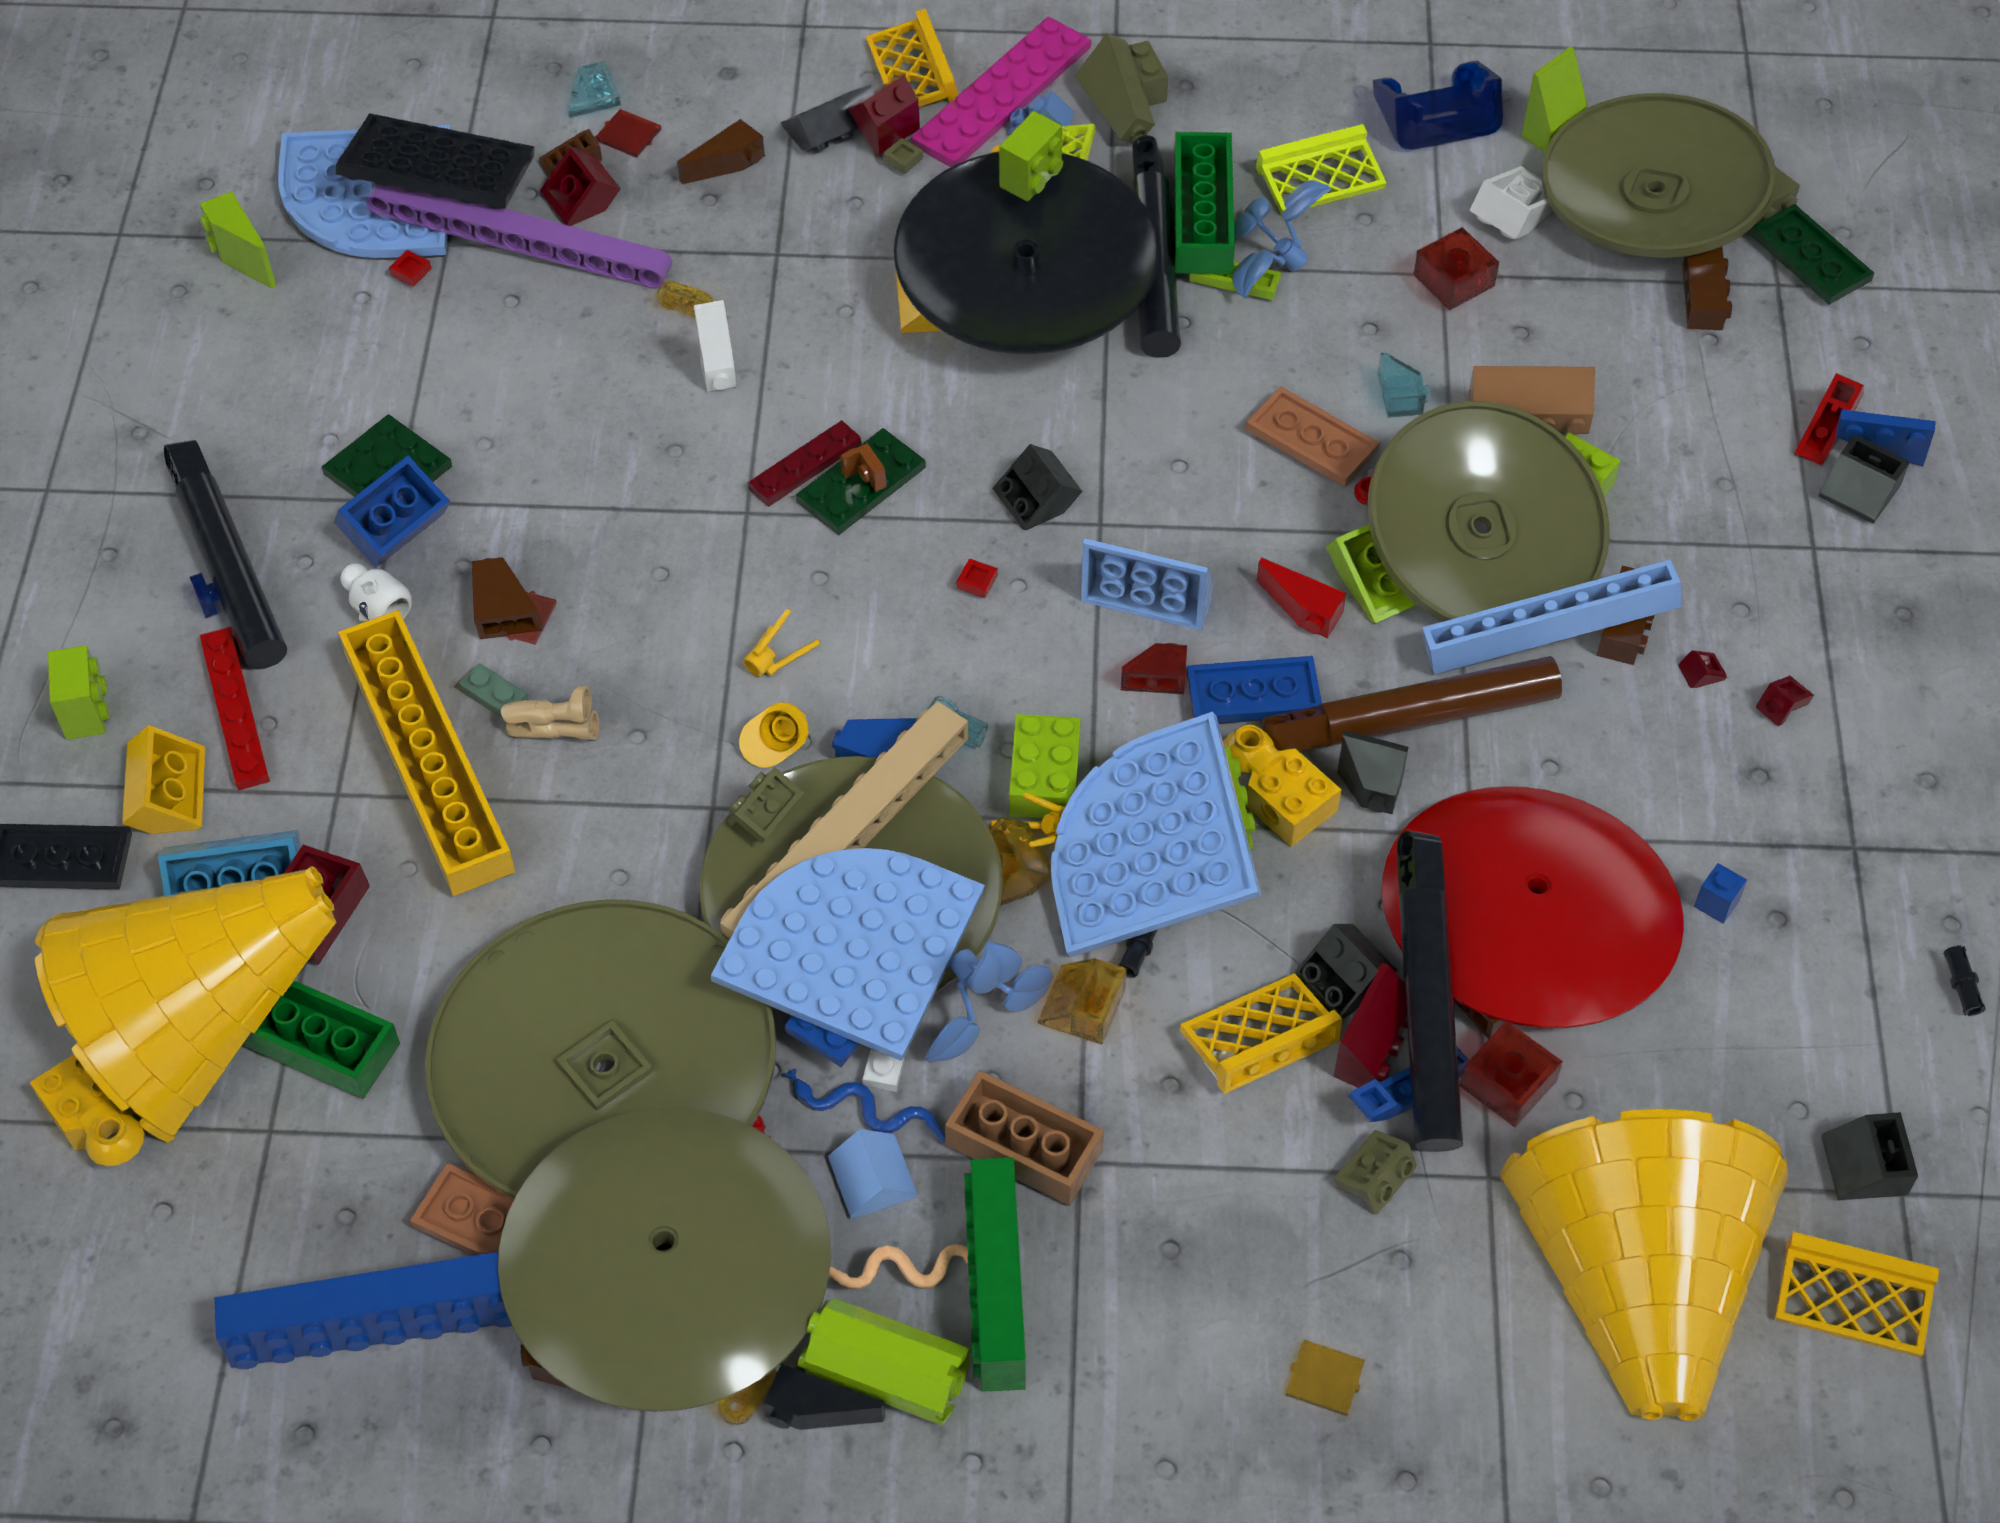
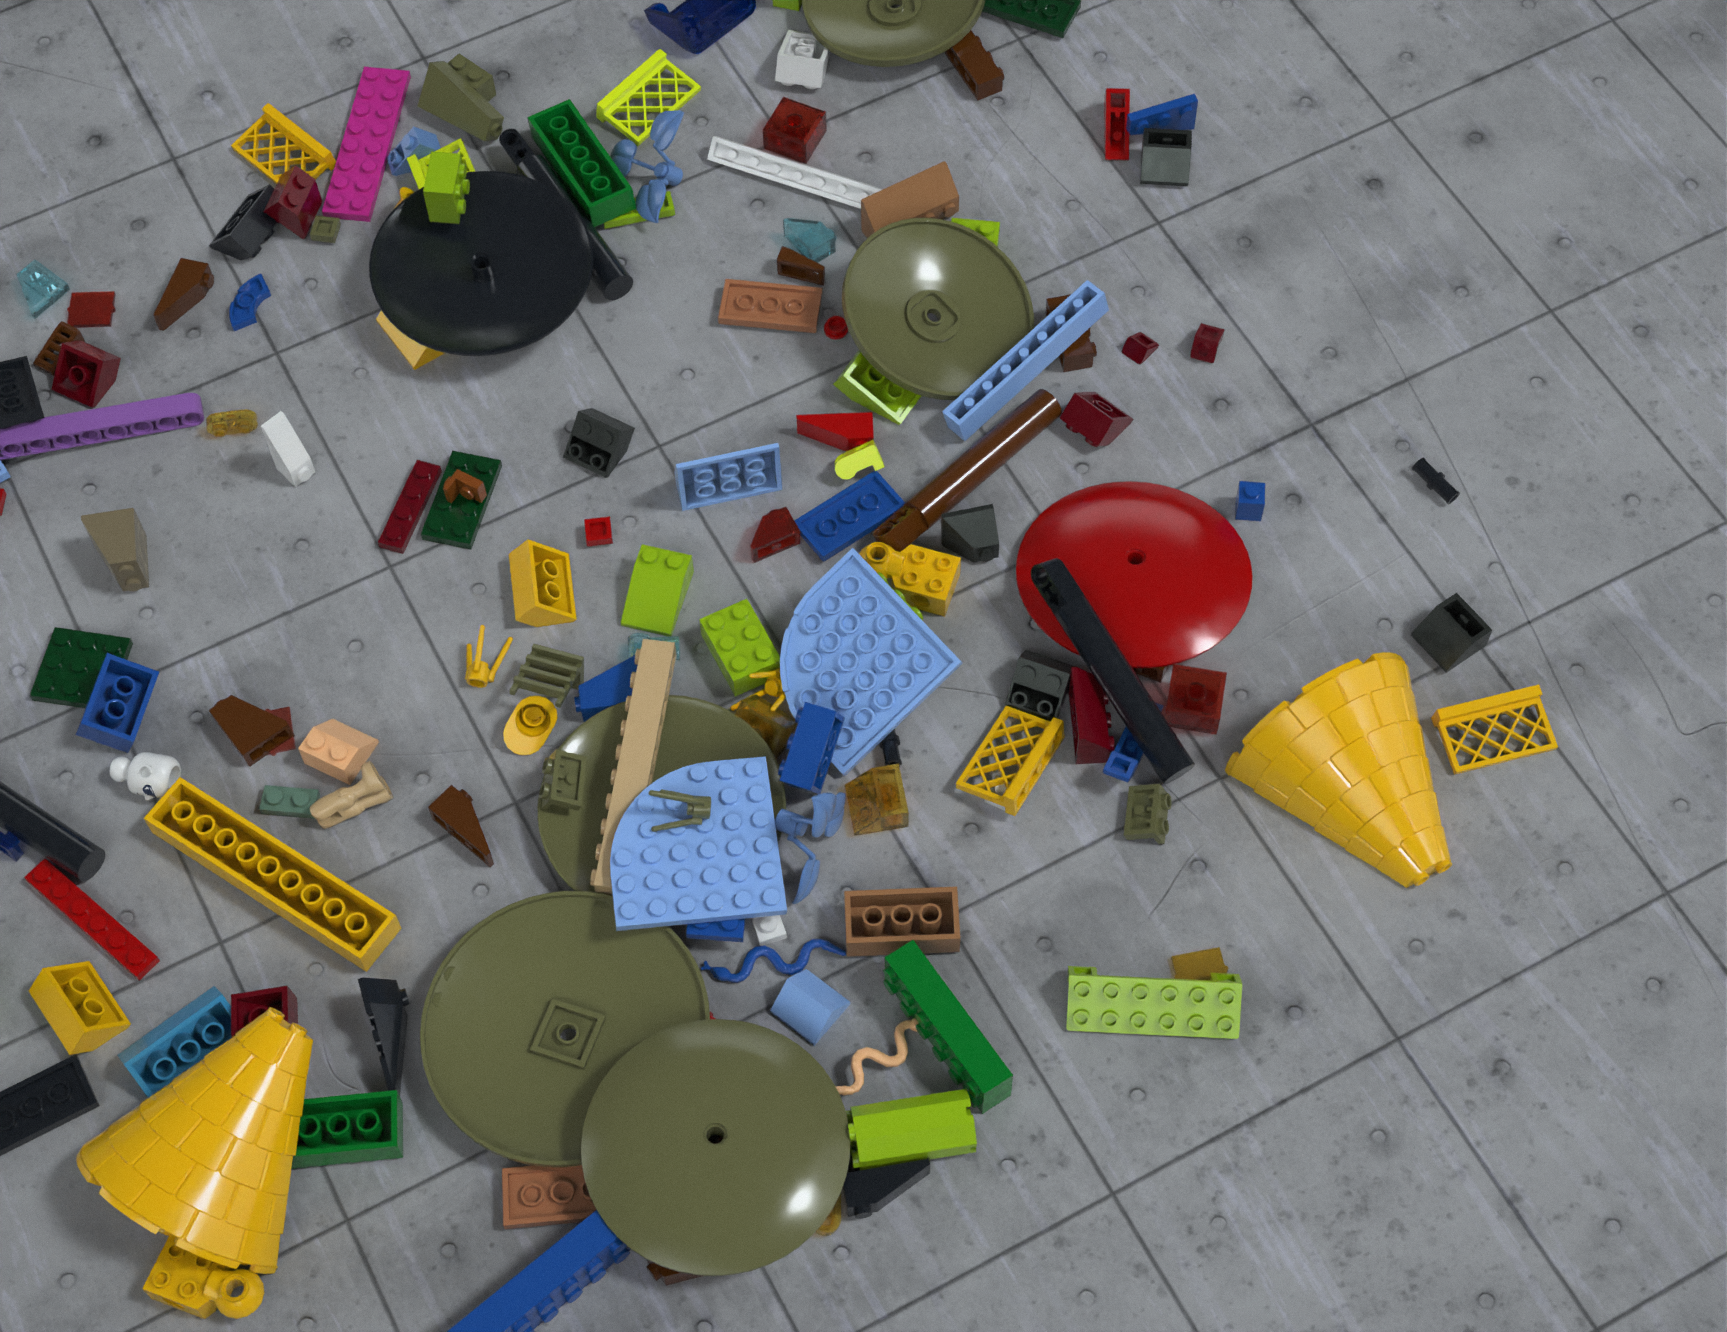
camera: 30 degrees left, 5 degrees up
(439, 952) = (388, 1015): none -> black wedge
(497, 365) = (121, 545): none -> dark tan slope
(571, 660) = (337, 750): none -> light nougat slope
(645, 796) = (457, 816): none -> reddish brown slope
(773, 197) = (245, 304): none -> blue tile
(832, 688) = (552, 668): none -> olive plate
(872, 894) = (697, 806): none -> olive plant
(882, 603) = (541, 585): none -> yellow slope
(998, 666) = (657, 590): none -> lime slope
(1043, 904) = (811, 748): none -> blue brick
(1245, 1379) = (1154, 1004): none -> lime bracket
(1300, 634) = (858, 458): none -> neon yellow leg
(1369, 410) = (799, 267): none -> reddish brown slope
(1420, 307) = (789, 172): none -> white plate
(1597, 718) = (1095, 418): none -> dark red slope

